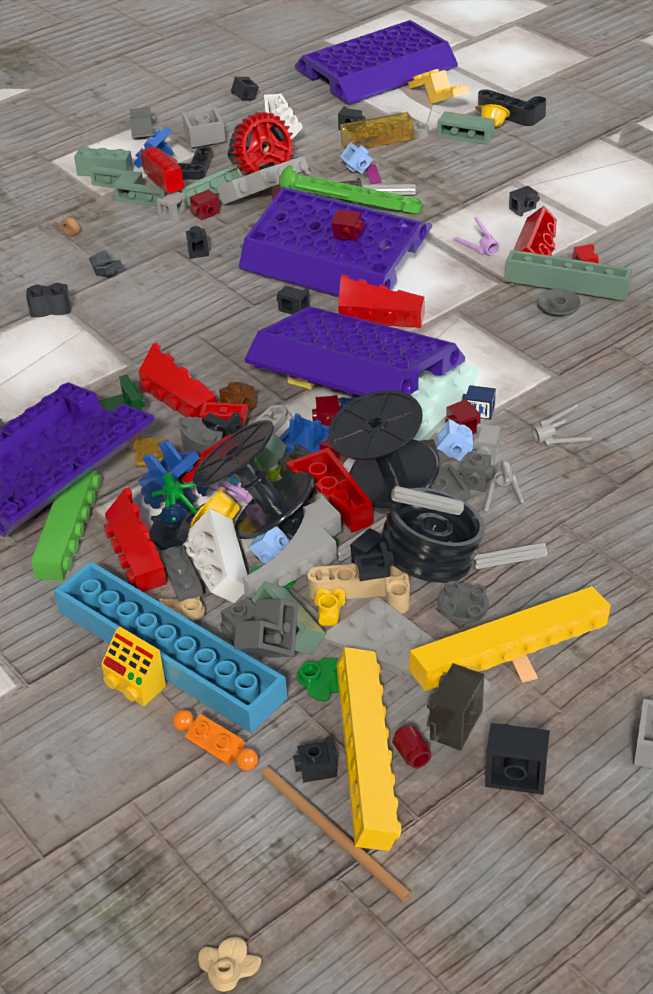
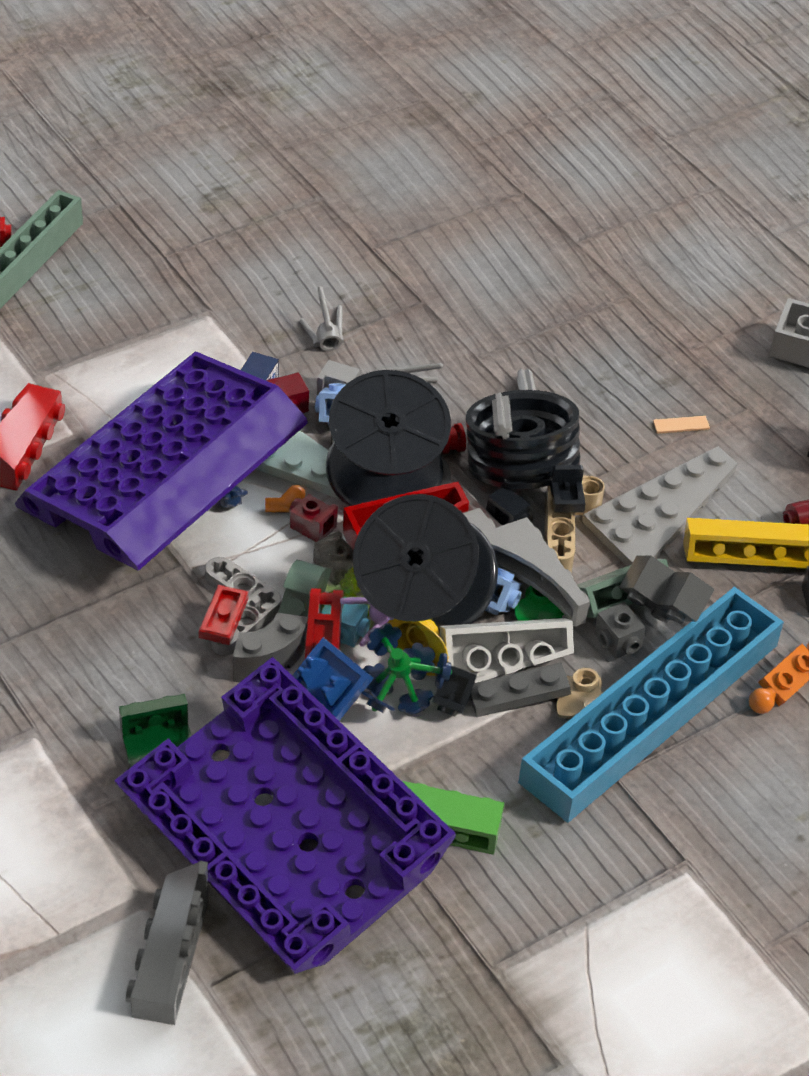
camera: 90 degrees left, 5 degrees up
(133, 544) = (467, 728): red wedge -> none
(133, 667) = (694, 733): yellow slope -> none
(172, 384) = (138, 667): red wedge -> none
(227, 427) = (263, 611): black bracket -> none
(238, 394) = (186, 600): reddish brown brick -> none
(304, 433) = (282, 542): blue plate -> none
(319, 678) = (708, 573): green plate -> none
(325, 409) = (240, 516): dark red brick -> none
(329, 605) = (602, 555): yellow plate -> none
(455, 706) = (769, 465): clear smoke brick -> none
(463, 602) = (602, 448): dark grey dish -> none
(510, 636) = (675, 415): yellow brick -> none
(559, 301) = (73, 273): dark grey dish -> none

